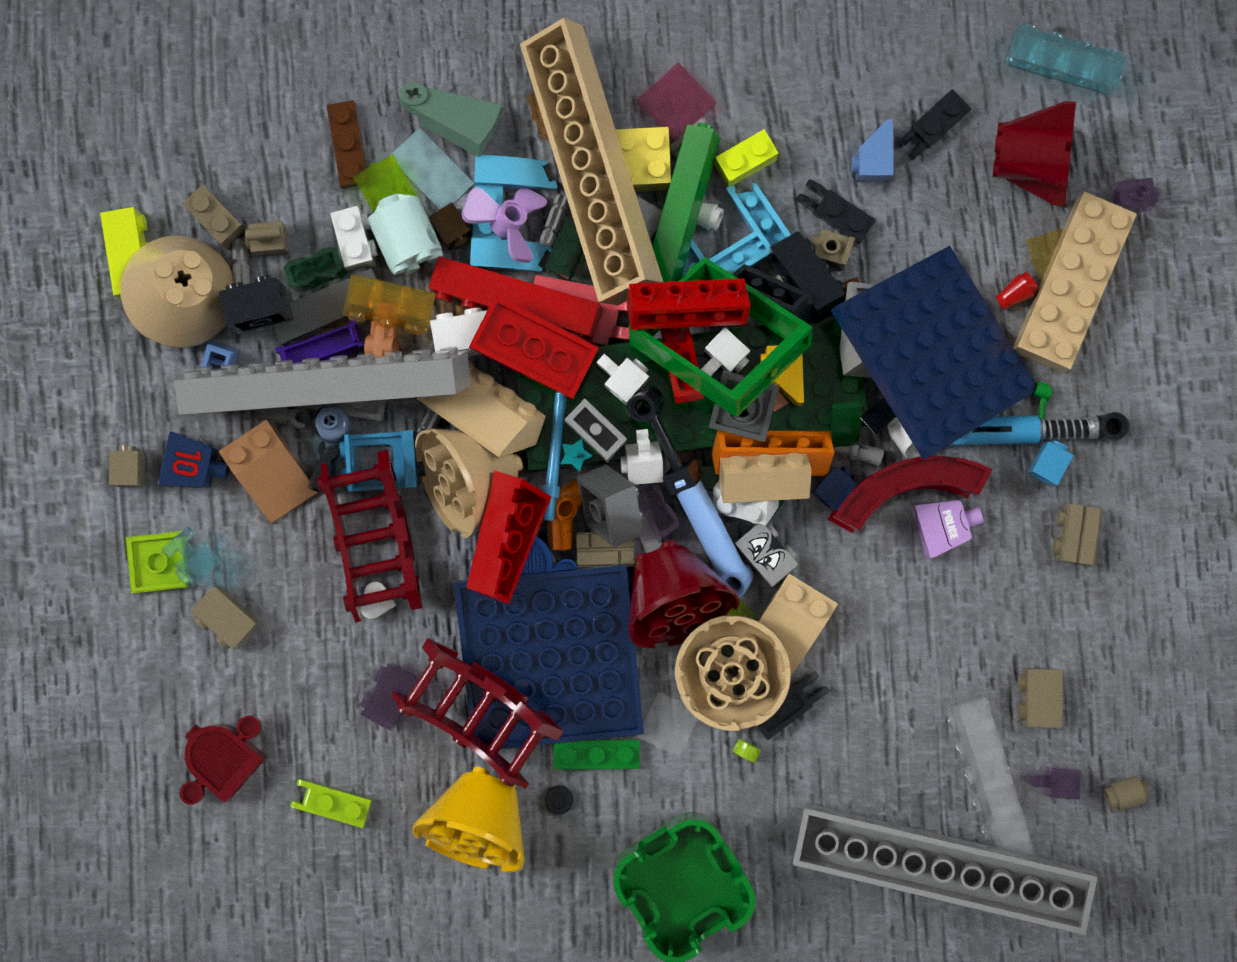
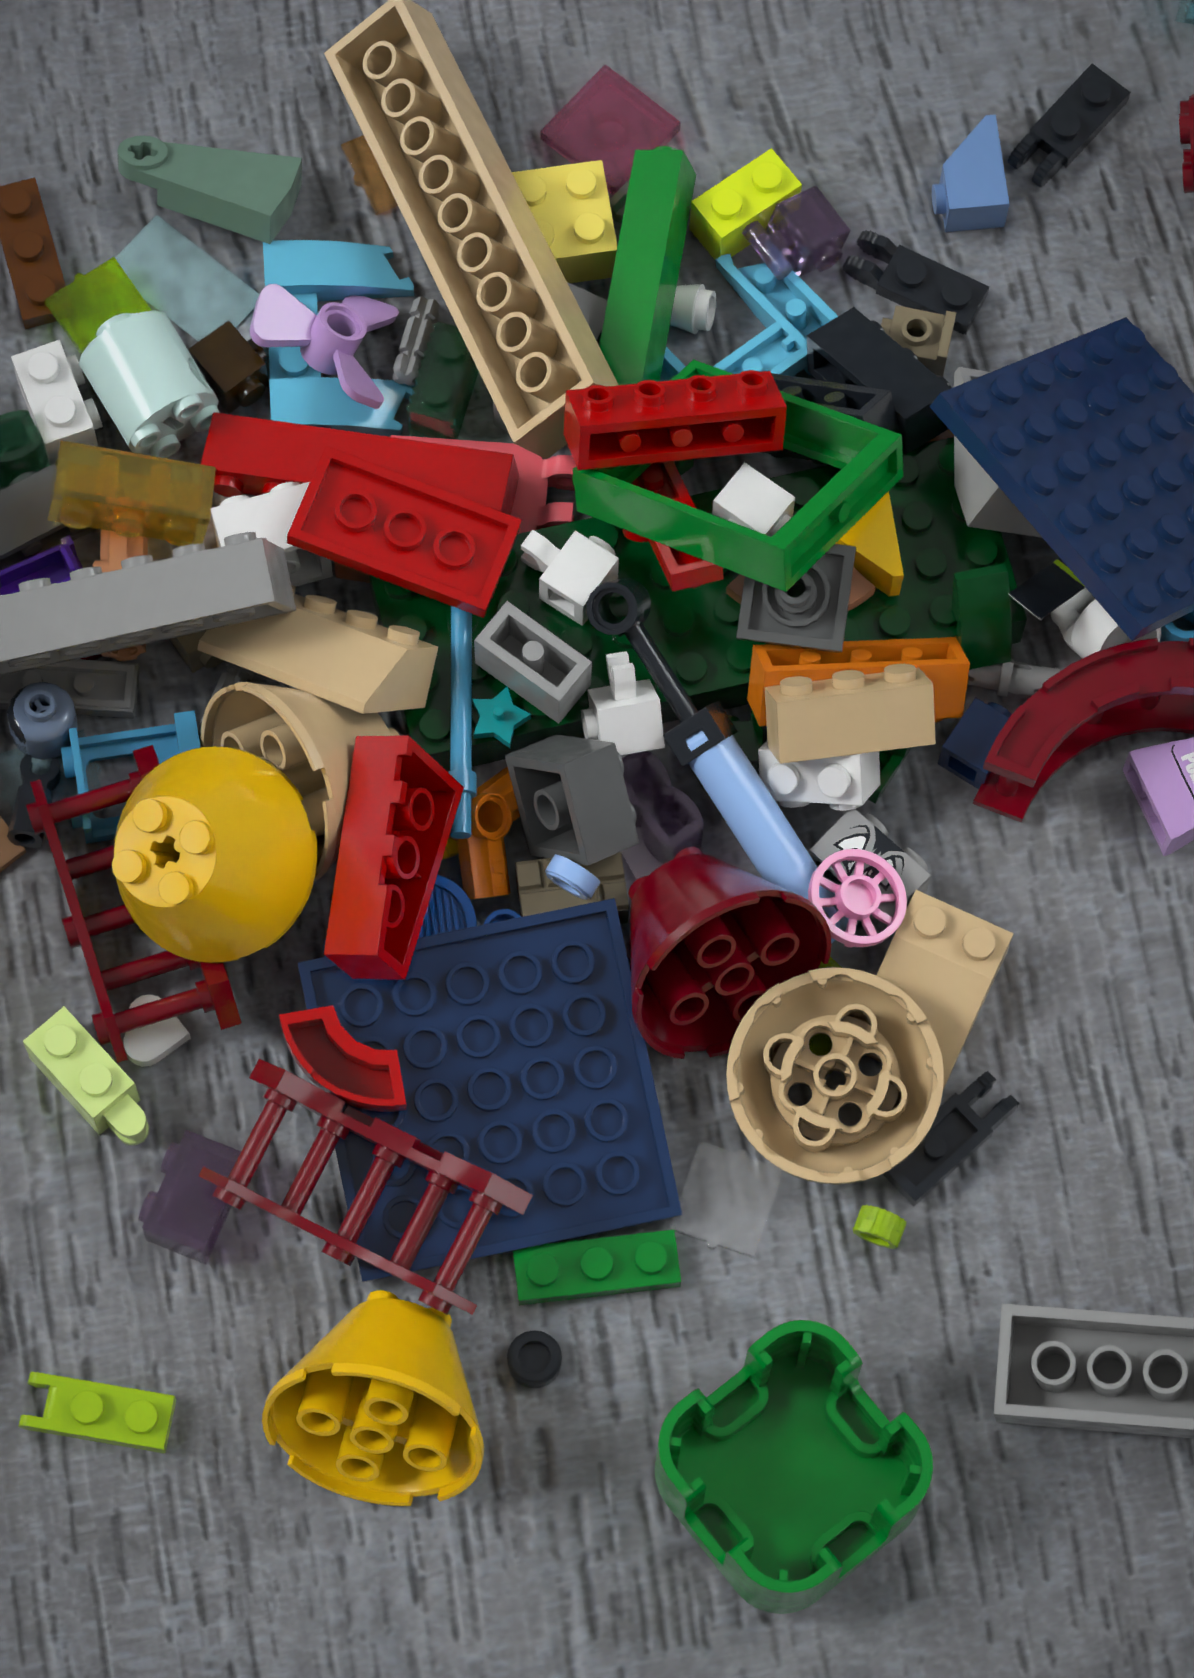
camera: 15 degrees left, 15 degrees down
(340, 626) = (88, 1077): none -> yellowish green brick
(412, 521) = (215, 854): none -> yellow cone
(470, 645) = (341, 1064): none -> red brick
(605, 549) = (572, 877): none -> light blue tile
(756, 576) = (859, 897): none -> bright pink wheel
(775, 178) = (800, 235): none -> clear purple brick

